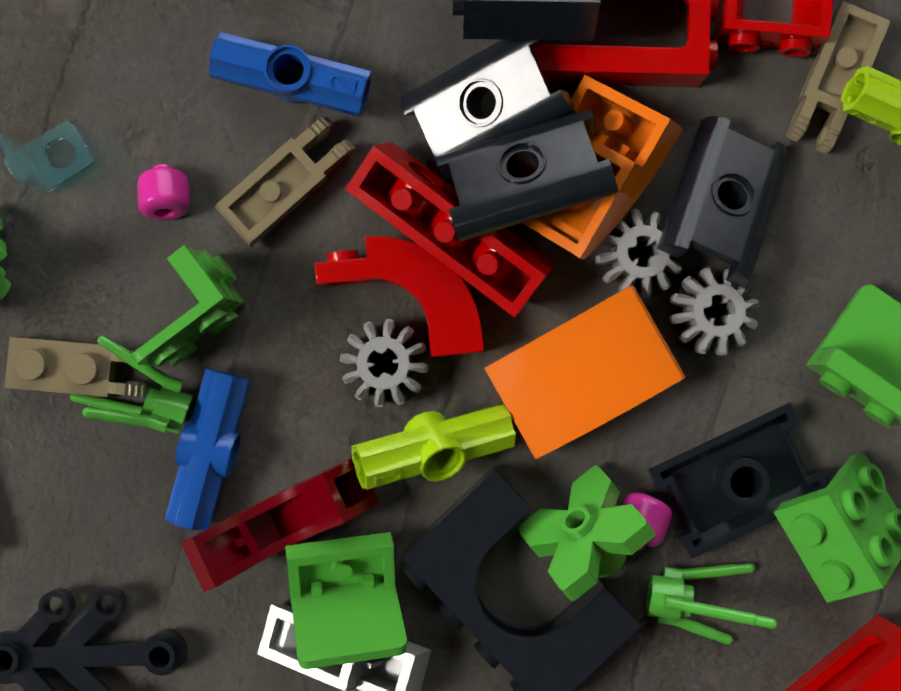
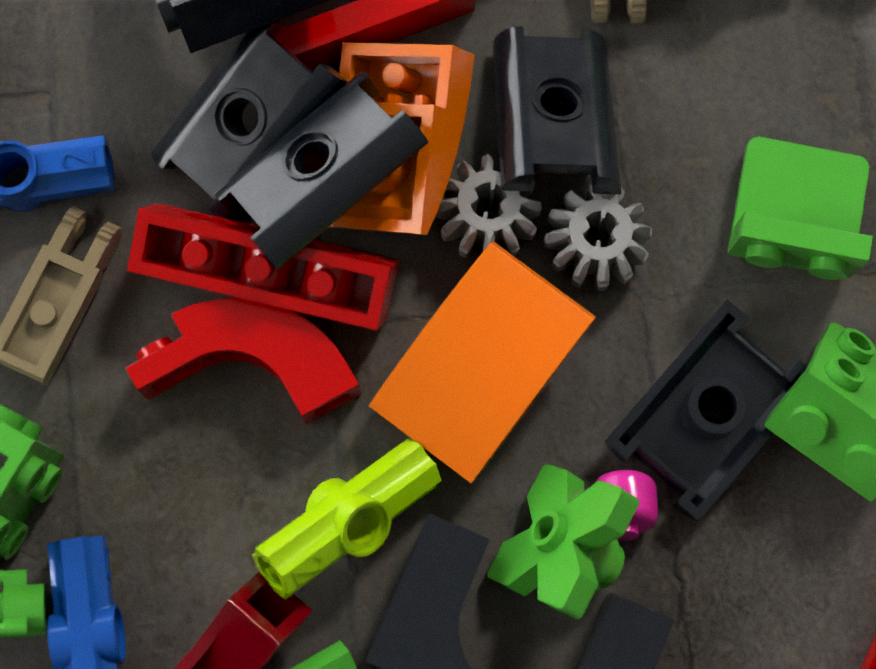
camera: 30 degrees left, 10 degrees down
(383, 346) = (242, 432): light grey gear -> none
(671, 600) = (698, 578): bright green plant -> none

